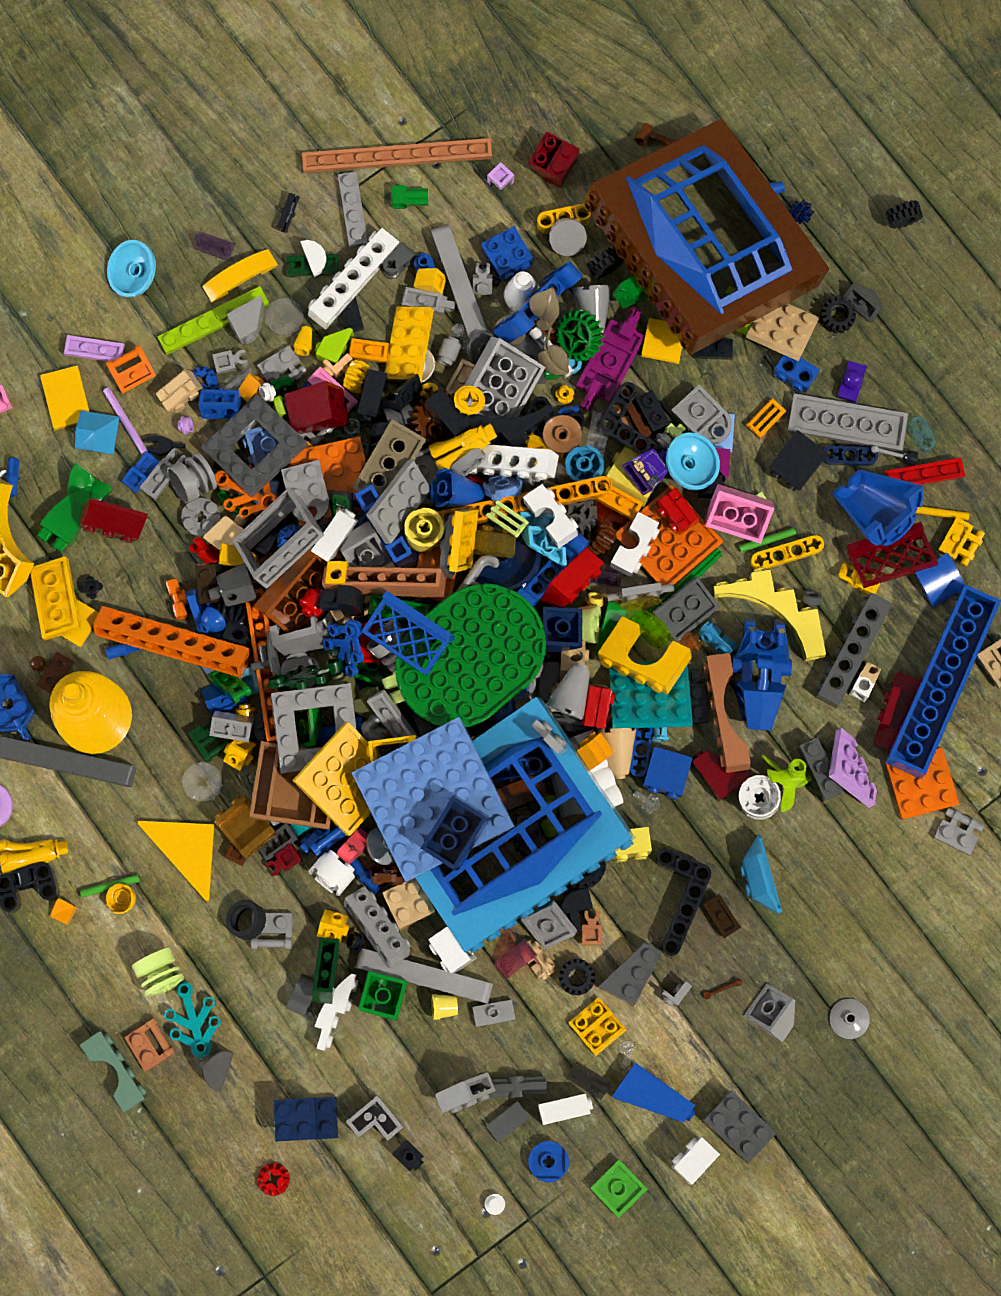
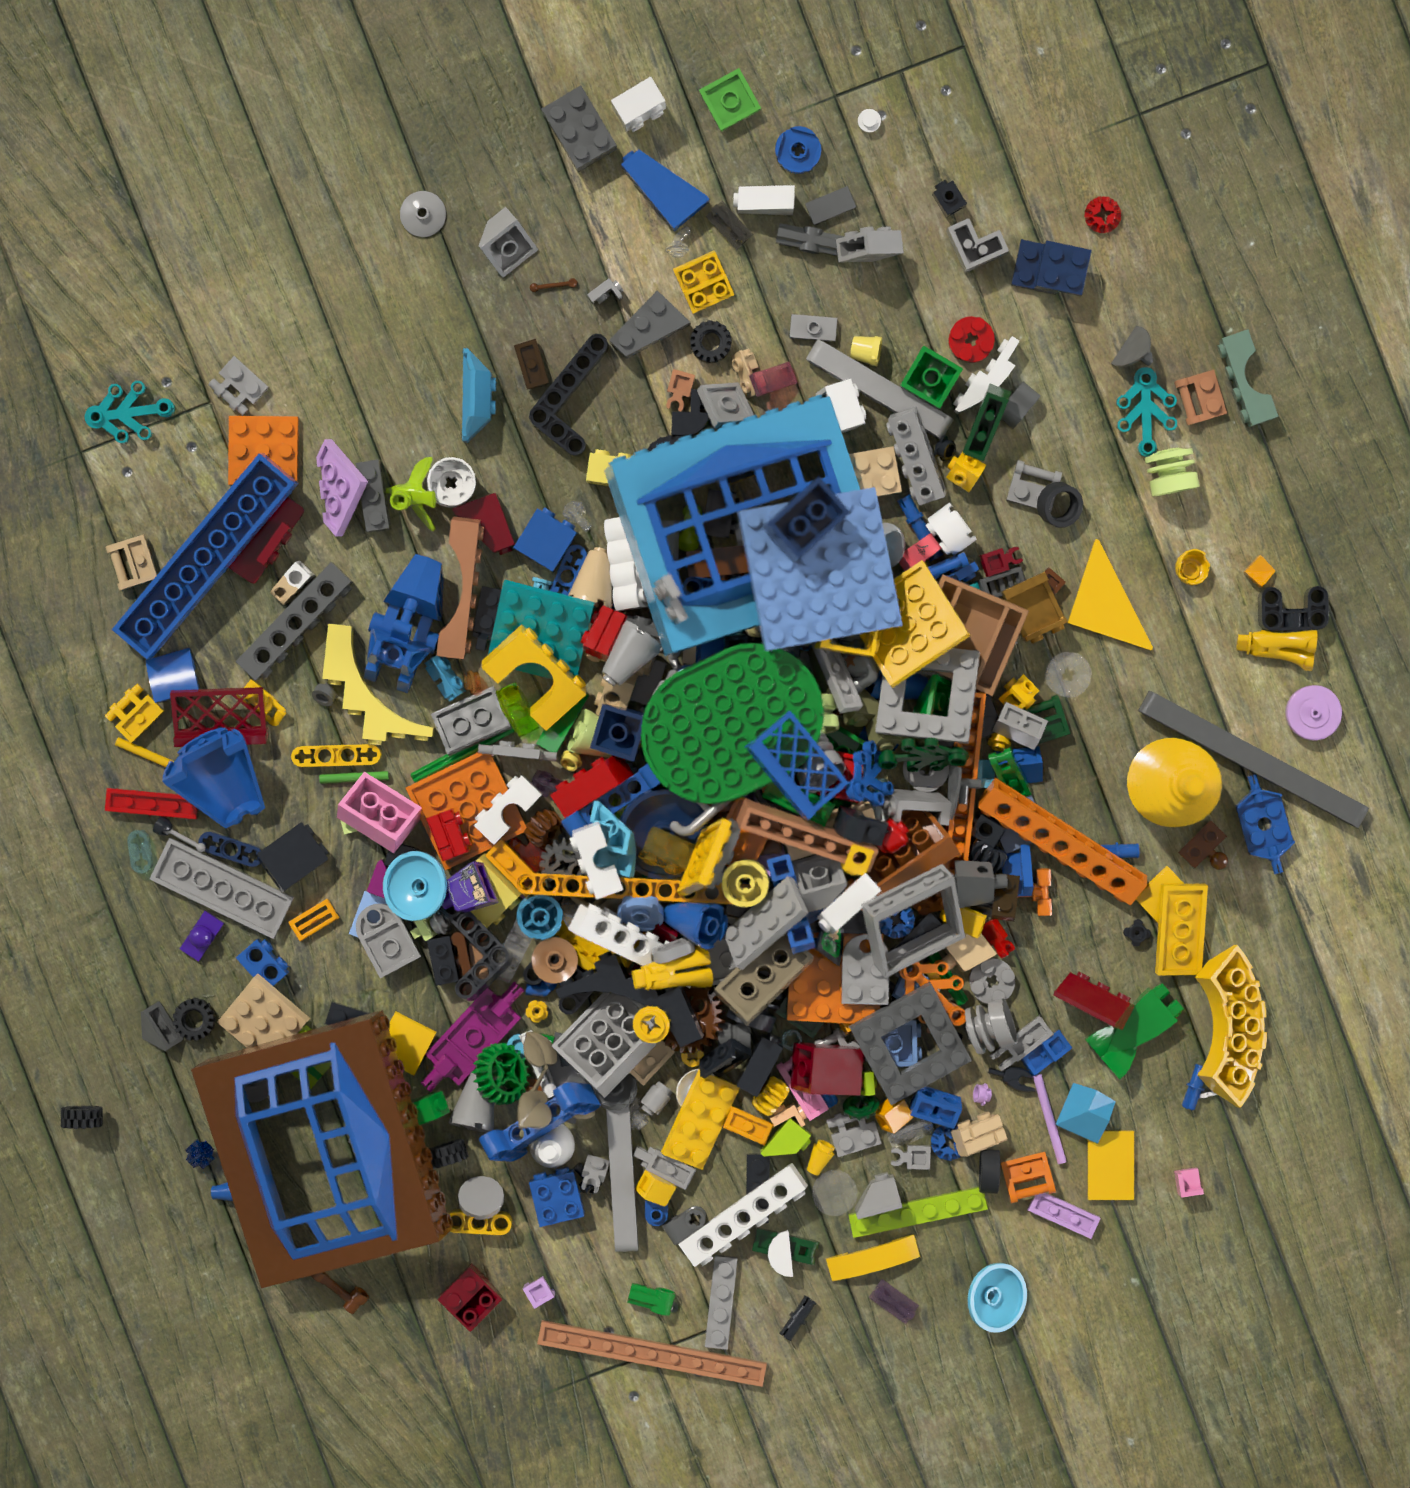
camera: 160 degrees left, 10 degrees up
(105, 887) = (1204, 586): bright green bar -> none
(163, 364) = (989, 1171): none -> black tyre
(212, 621) = (1011, 851): blue brick -> none
(267, 392) = (879, 1103): white plate -> none
(359, 1029) = (976, 327): none -> red plate
(386, 873) = (893, 511): reddish brown plate -> none
(495, 510) = (658, 885): yellowish green tile -> none
(594, 750) = (621, 581): light orange brick -> none
(641, 603) = (520, 739): clear yellow piece -> none

